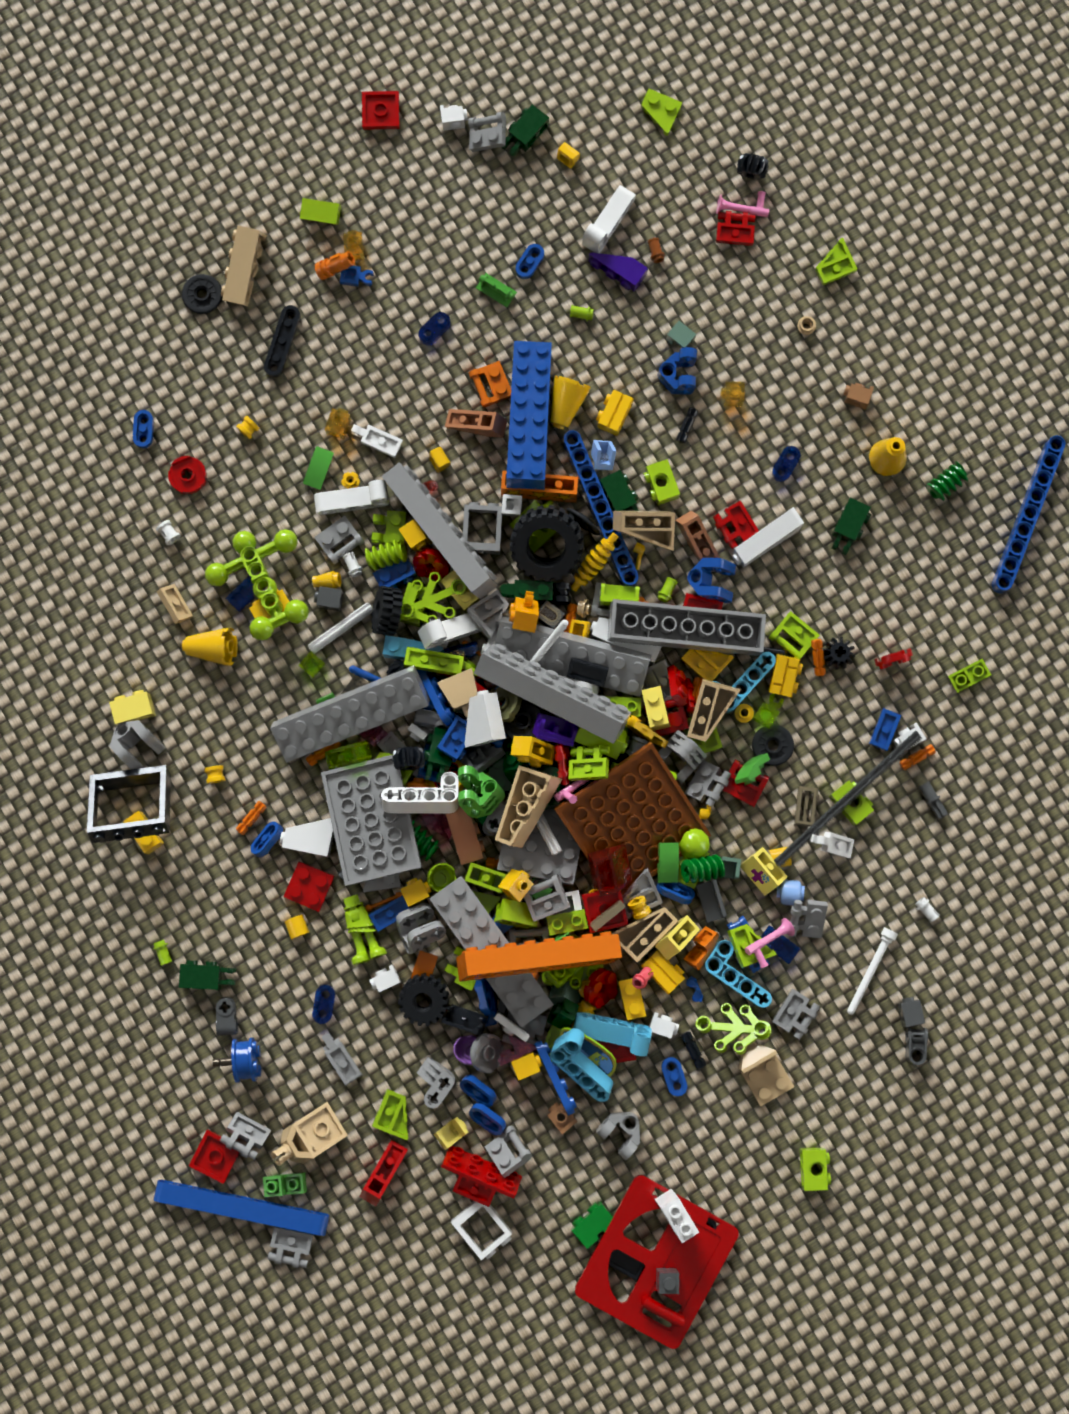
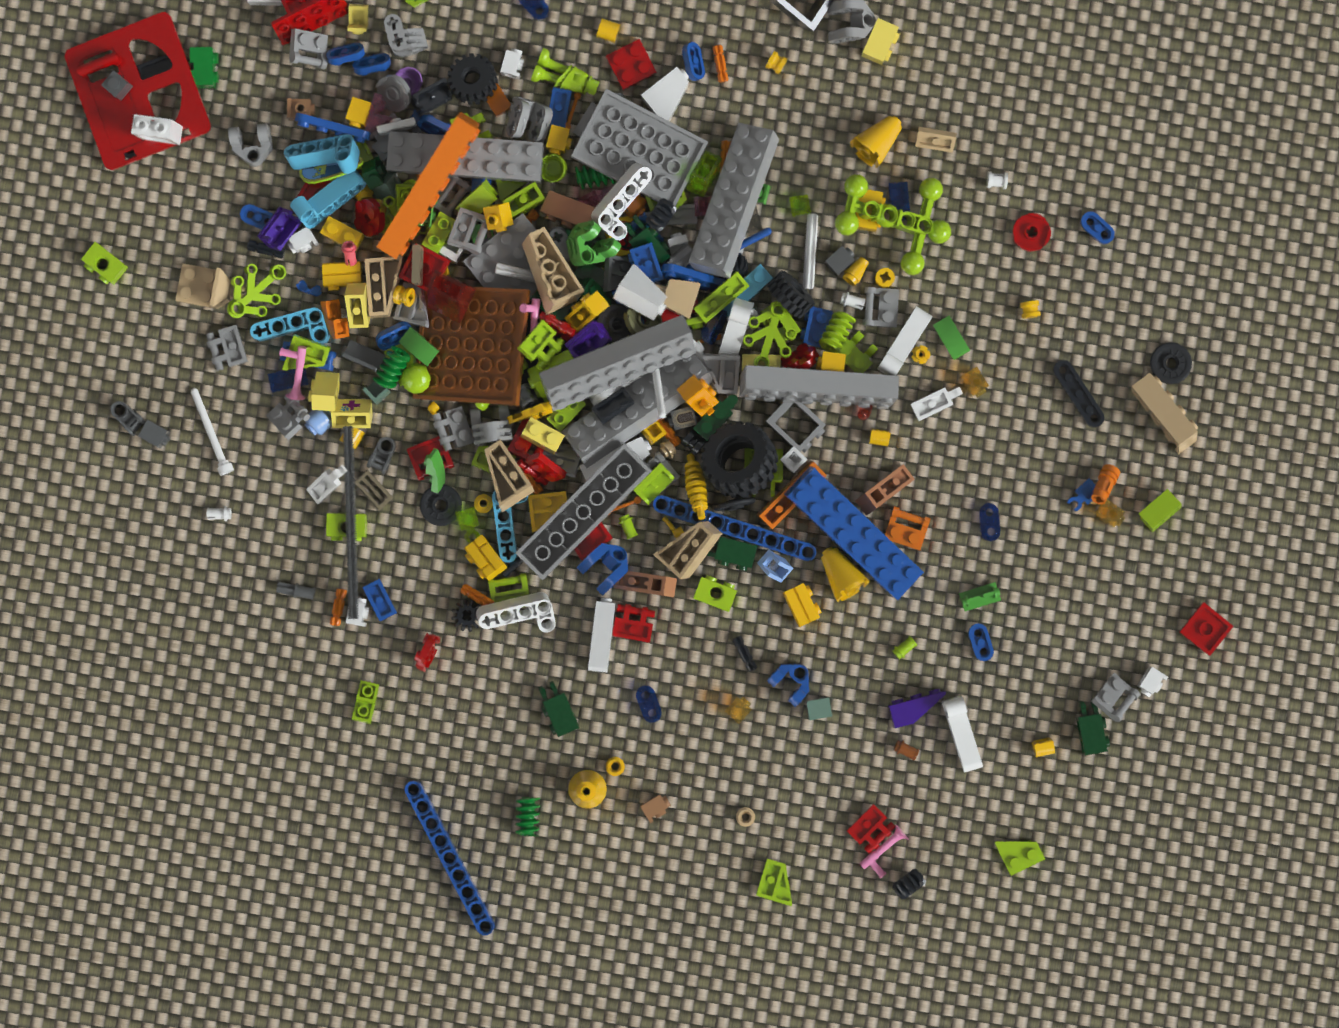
camera: 130 degrees right, 5 degrees up
(316, 558) = (883, 281): none -> yellow wheel
(670, 1051) = (279, 229): none -> dark purple hinge
(765, 905) = (324, 391): none -> light yellow brick
(777, 821) = (382, 456): none -> dark grey piece
(803, 616) = (515, 614): none -> white beam
(856, 445) = (615, 760): none -> yellow plate

